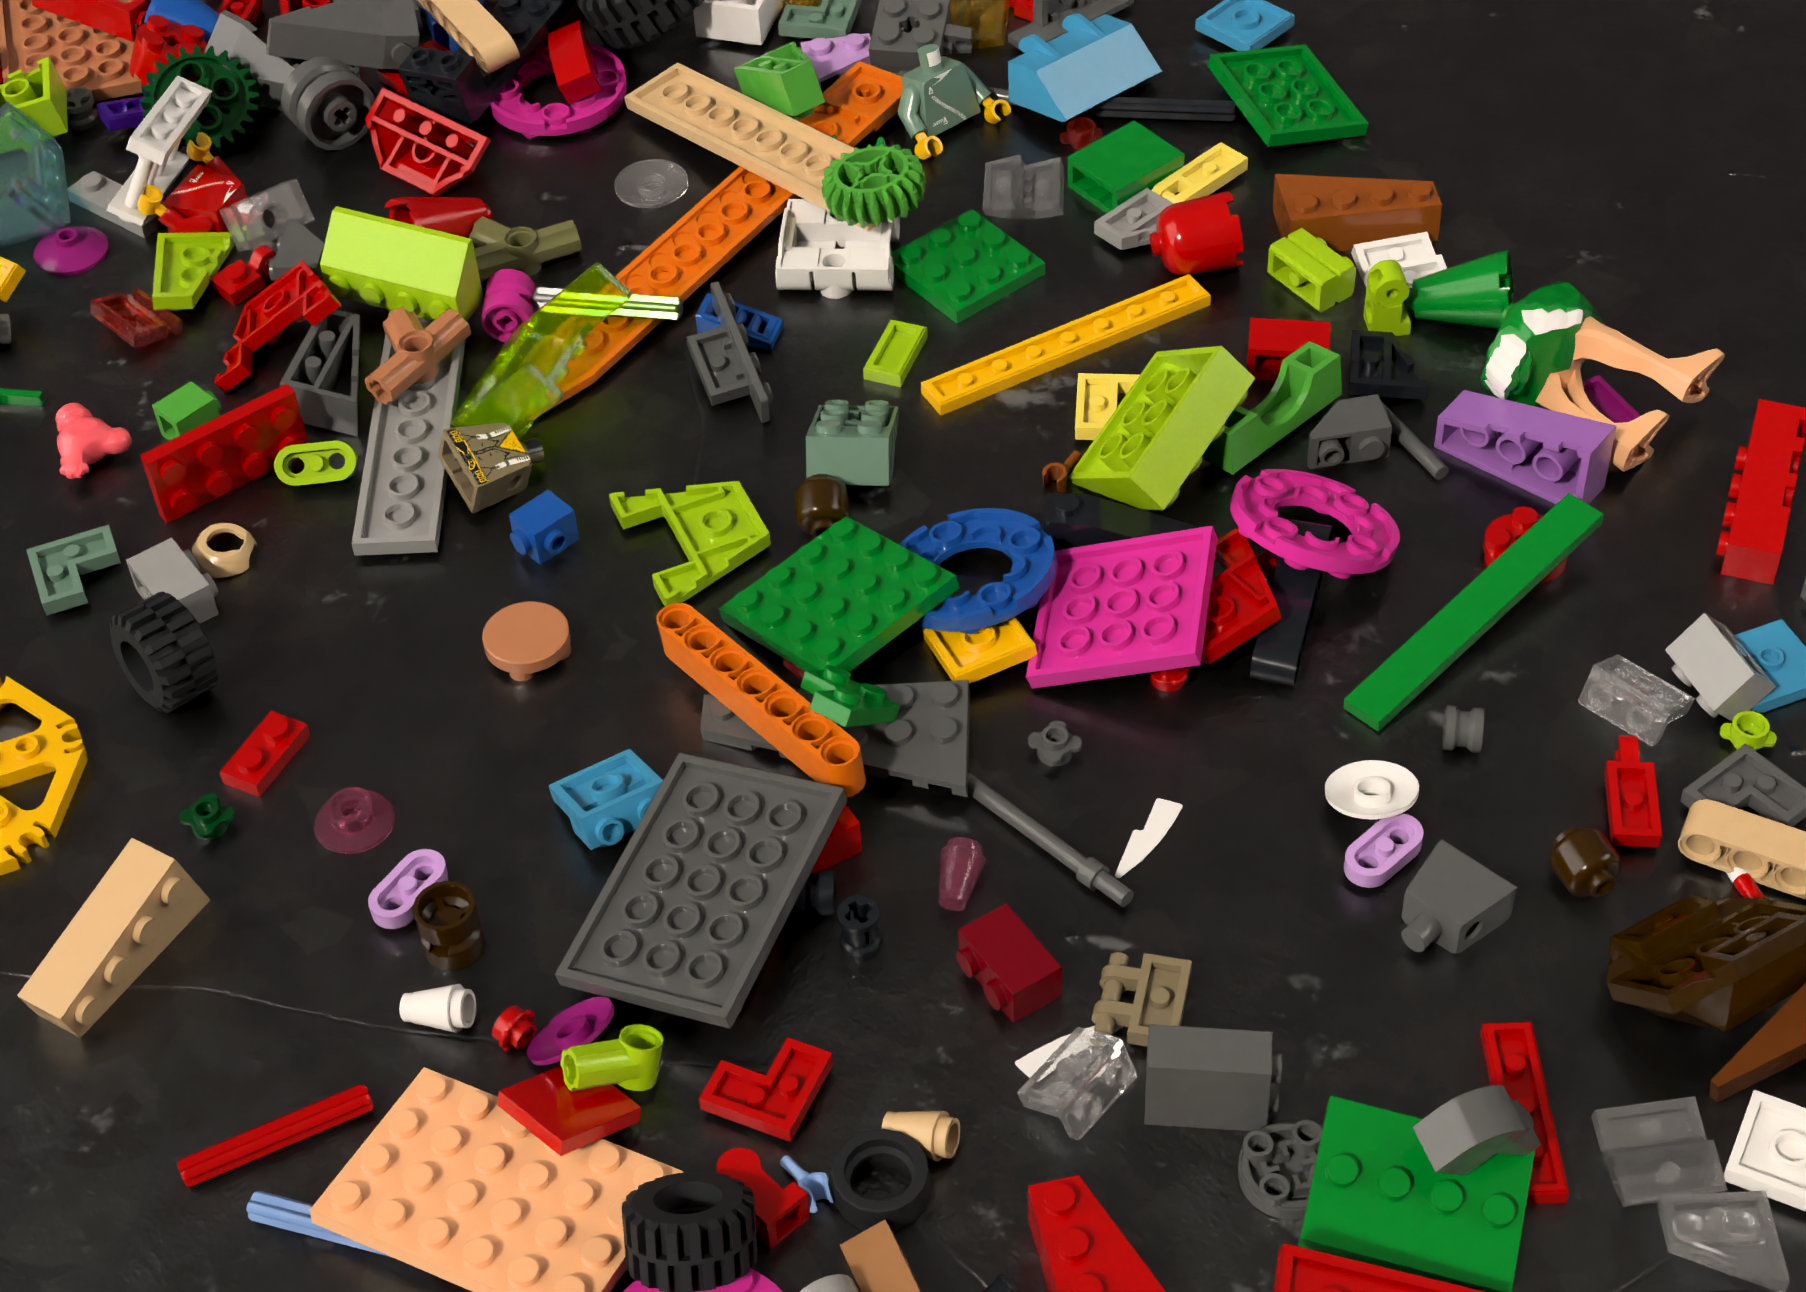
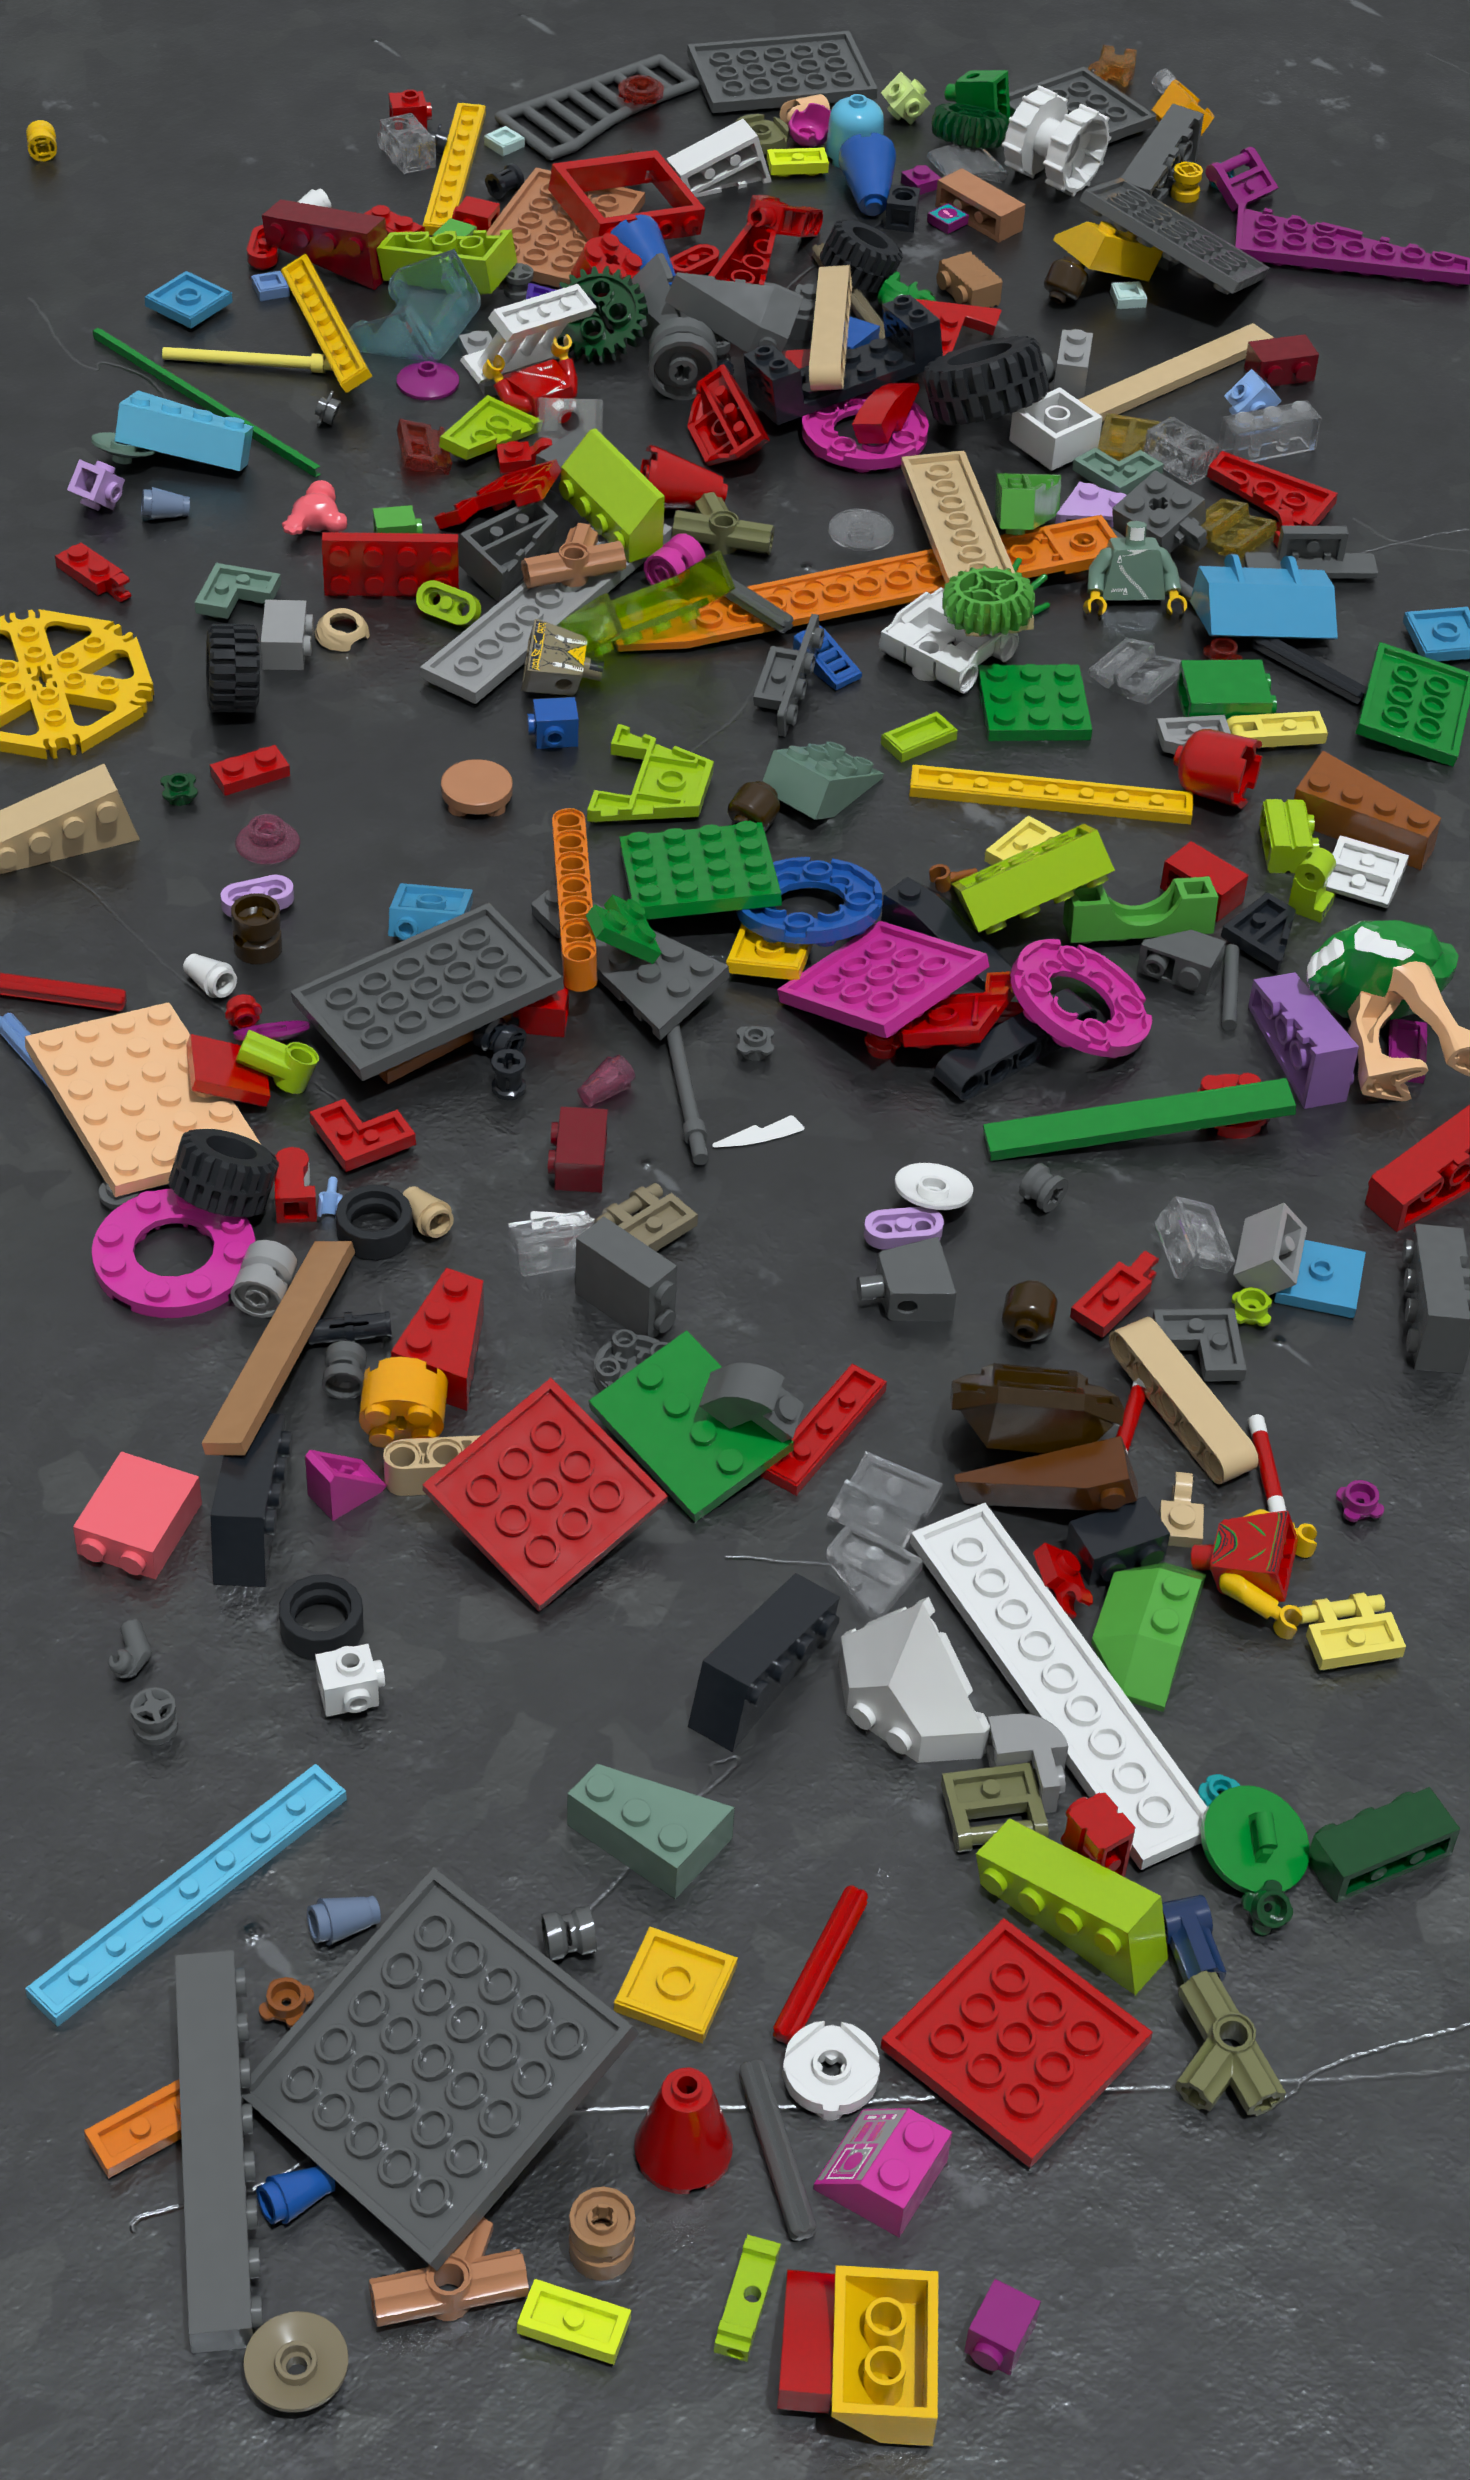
camera: 30 degrees right, 0 degrees up
(1465, 293) = (1380, 902): green cone -> none

